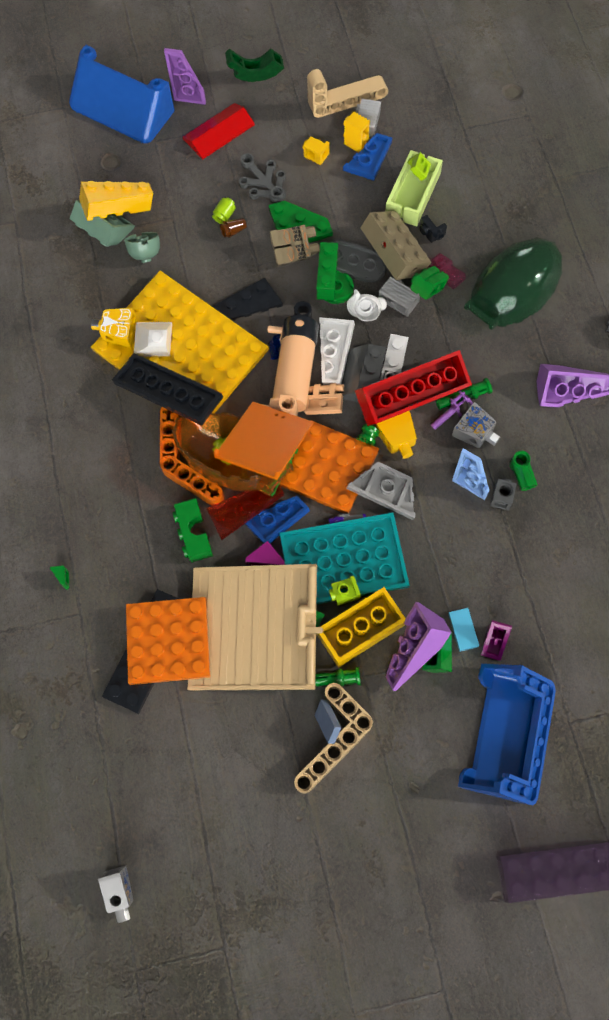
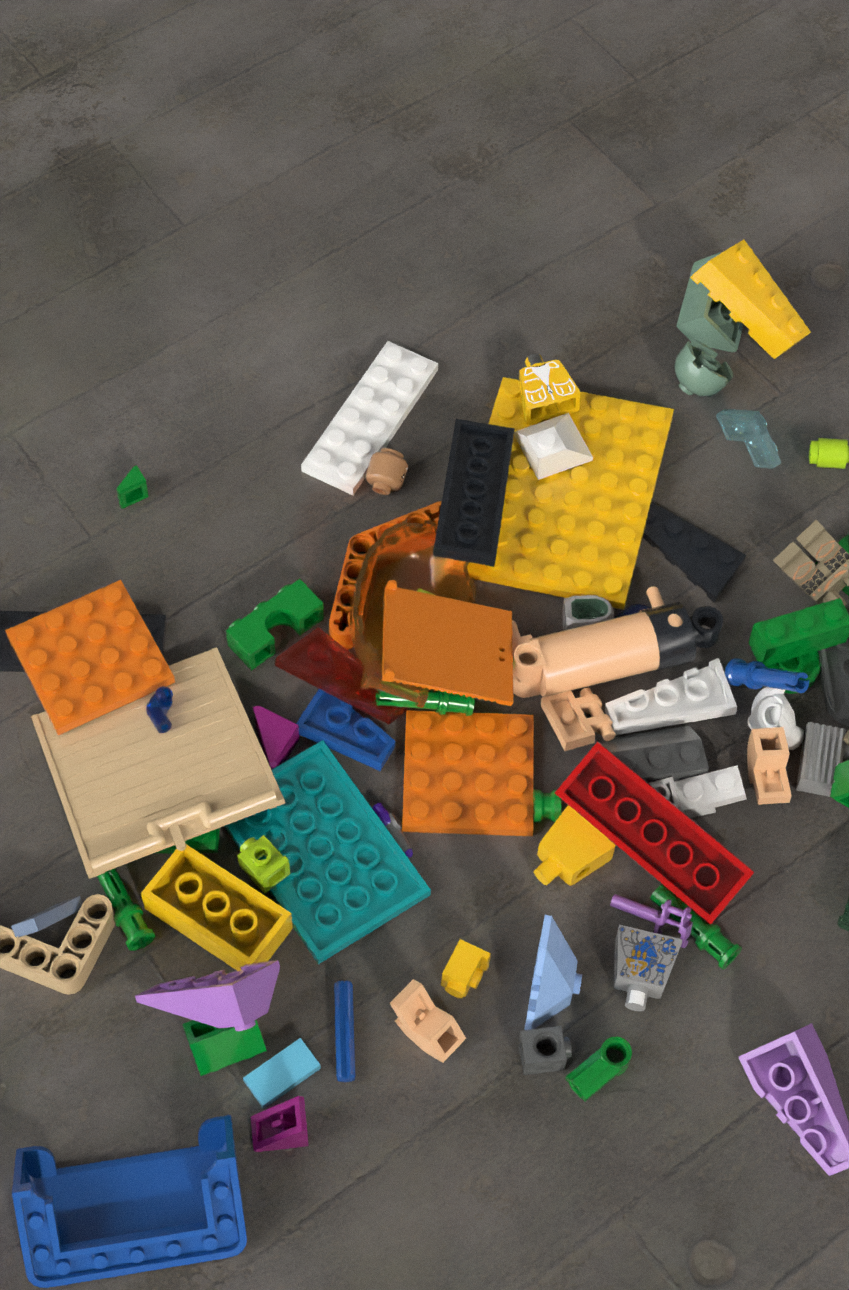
camera: 60 degrees right, 10 degrees down
(79, 427) = (369, 417): none -> white plate
(122, 432) = (386, 471): none -> medium nougat head
(196, 237) = (752, 430): none -> clear light blue plate
(222, 613) = (158, 708): none -> clear blue arm
(232, 227) = (808, 477): reddish brown cone -> none
(264, 369) = (585, 610): none -> rock
(342, 302) = (757, 675): none -> blue pin
(386, 488) = (468, 866): light grey wing -> none
(392, 322) = (767, 765): none -> light nougat brick
(444, 514) = (464, 969): none -> yellow brick
(452, 588) = (344, 1031): none -> blue axle
(468, 544) = (425, 1023): none -> light nougat brick

